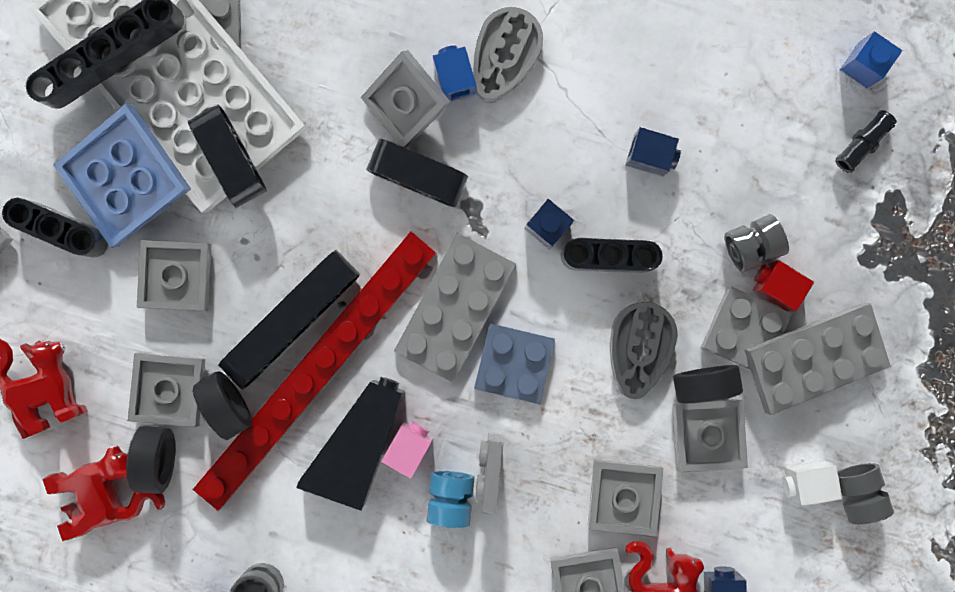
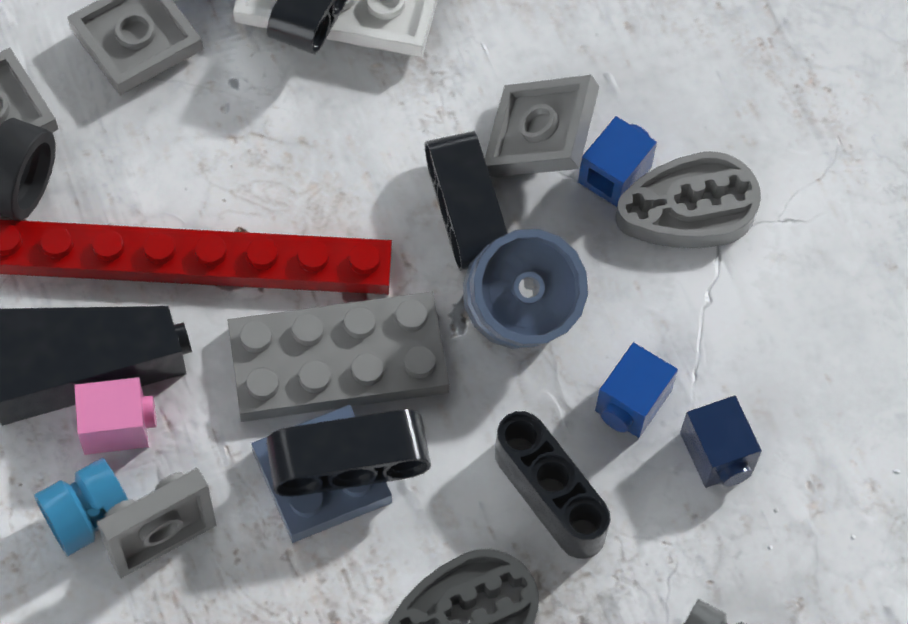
camera: 50 degrees right, 25 degrees down
(289, 319) = (176, 181): black beam -> none
(501, 188) = (548, 269): none -> sand blue wheel
(525, 349) = (348, 453): none -> black beam
(549, 224) = (529, 380): dark blue brick -> none
(593, 173) = (635, 390): none -> blue brick

